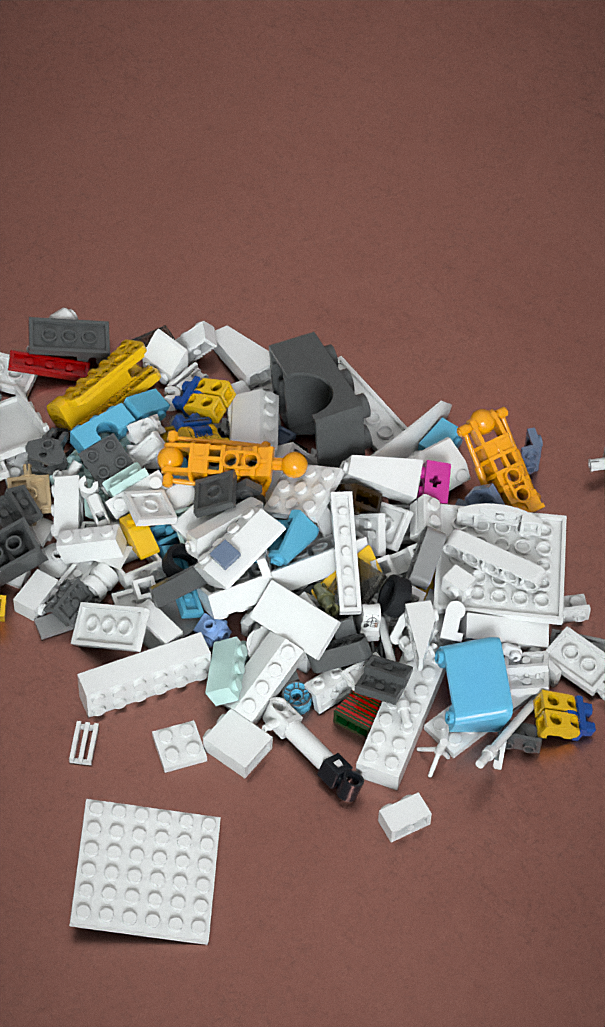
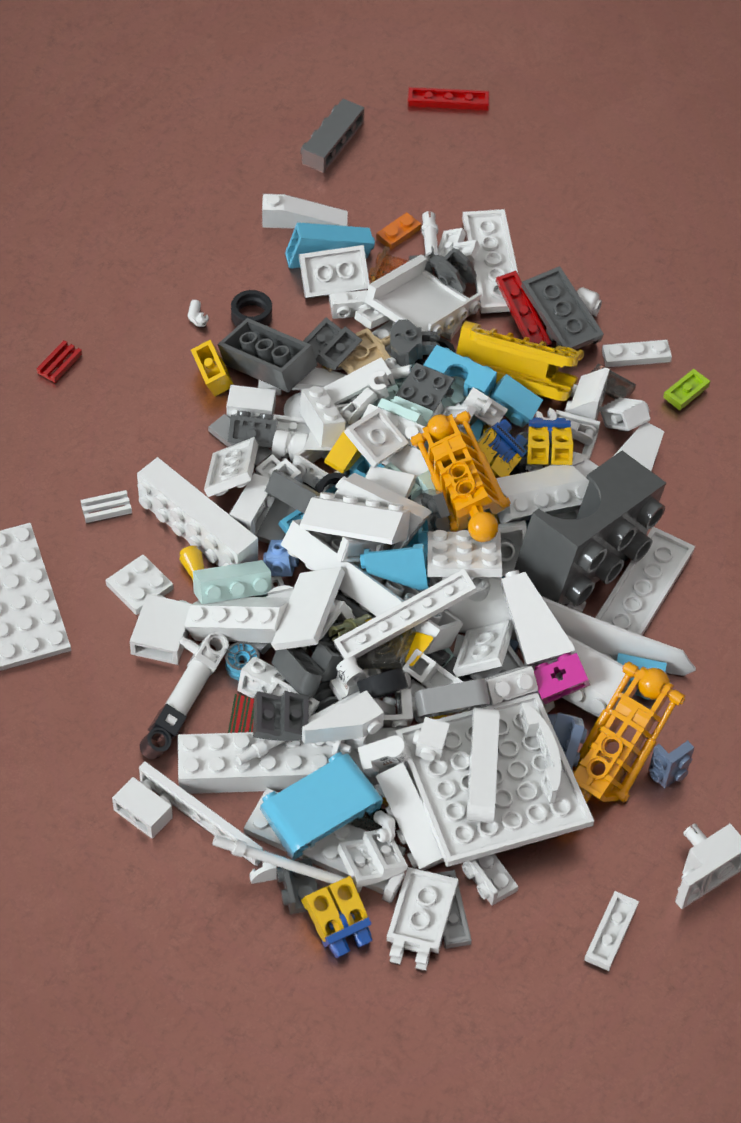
camera: 65 degrees right, 0 degrees up
(129, 313) = (636, 353): none -> white plate
(179, 697) = (191, 559): none -> yellow cone
(186, 295) = (686, 389): none -> lime plate
(215, 493) = (415, 478): dark grey plate -> none
(225, 554) = (332, 506): sand blue tile -> none
(364, 499) = (489, 609): dark brown brick -> none
(374, 528) = (466, 637): white plate -> none
(425, 779) = (193, 807): none -> white tile
(439, 750) = (230, 806): white plant -> none

